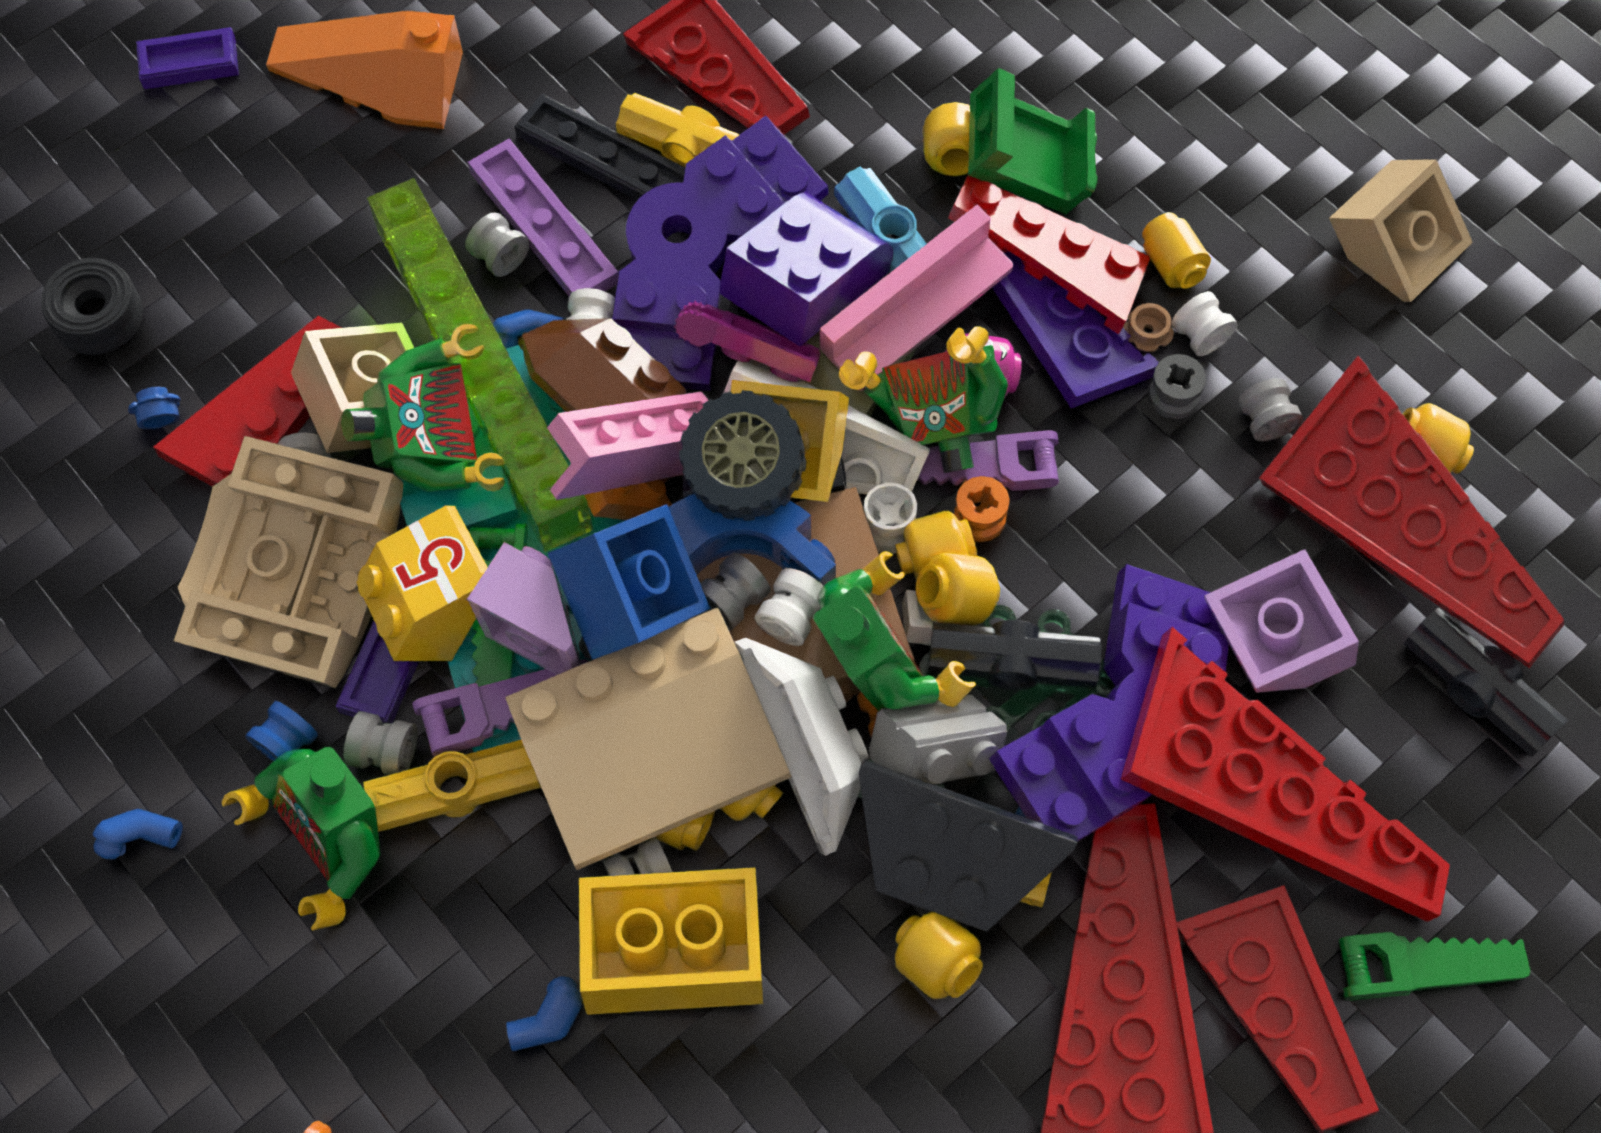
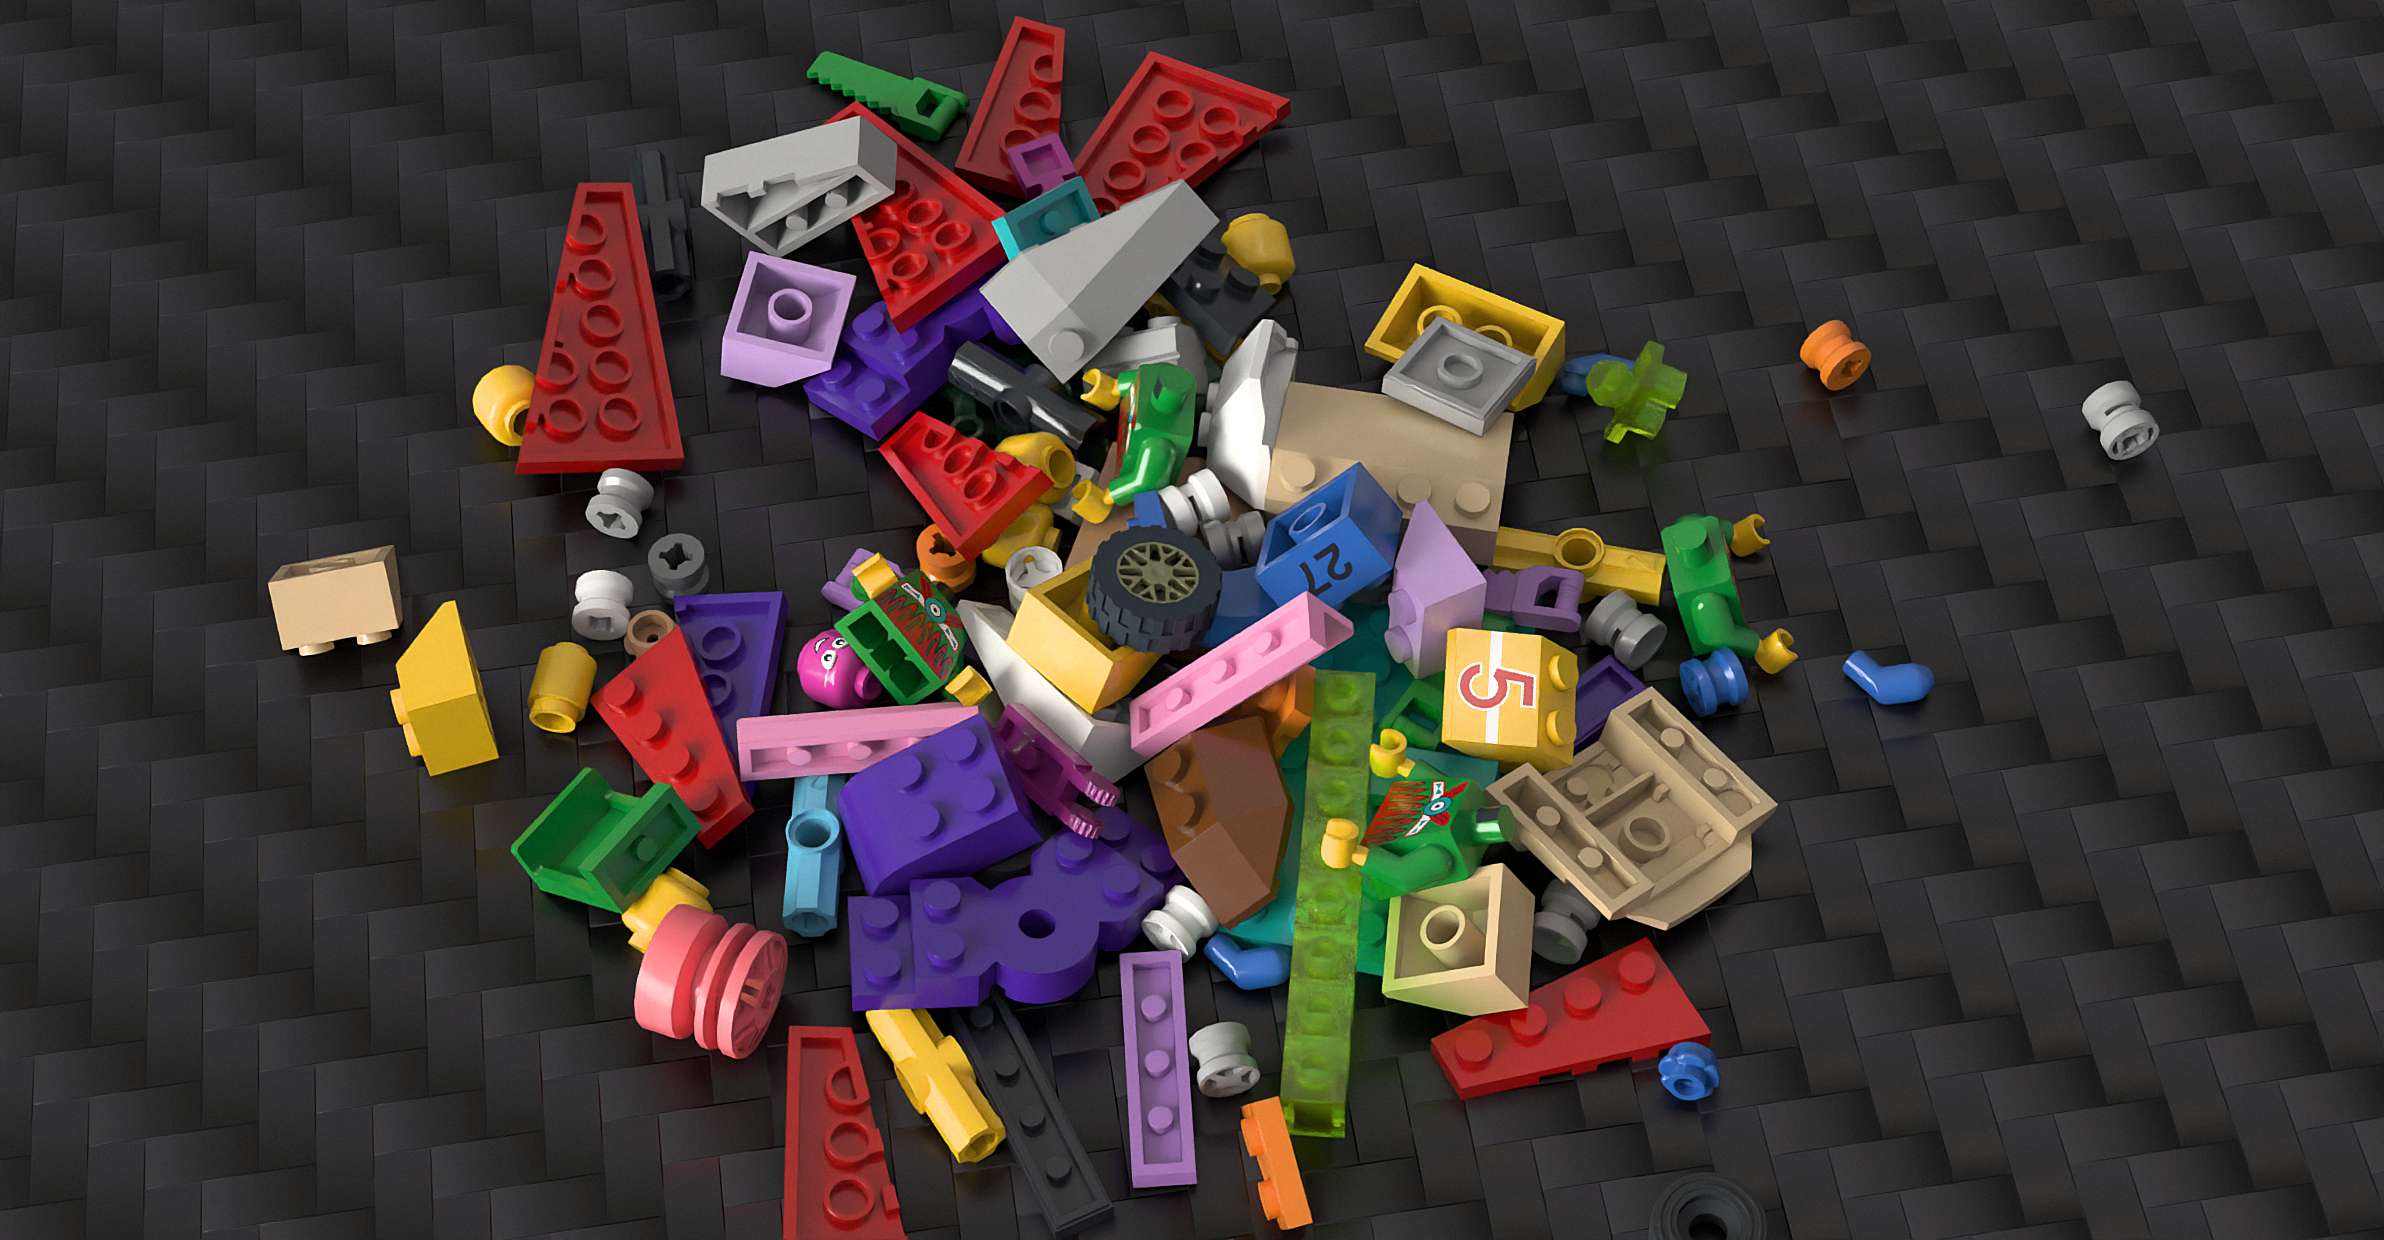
camera: 145 degrees left, 10 degrees down
(396, 168) = (1269, 1141): none -> orange wing
(485, 977) = (1636, 394): none -> clear neon green hips
(637, 858) = (1459, 375): none -> light grey plate
(876, 91) = (710, 981): none -> coral wheel
(991, 528) = (962, 482): none -> red wing
(1009, 731) = (1089, 283): none -> light grey wedge
(1106, 779) = (1046, 217): none -> teal plate
(1193, 917) = (1040, 165): none -> magenta plate
(1237, 178) = (443, 697): none -> yellow slope
(1384, 746) = (800, 182): none -> light grey wedge

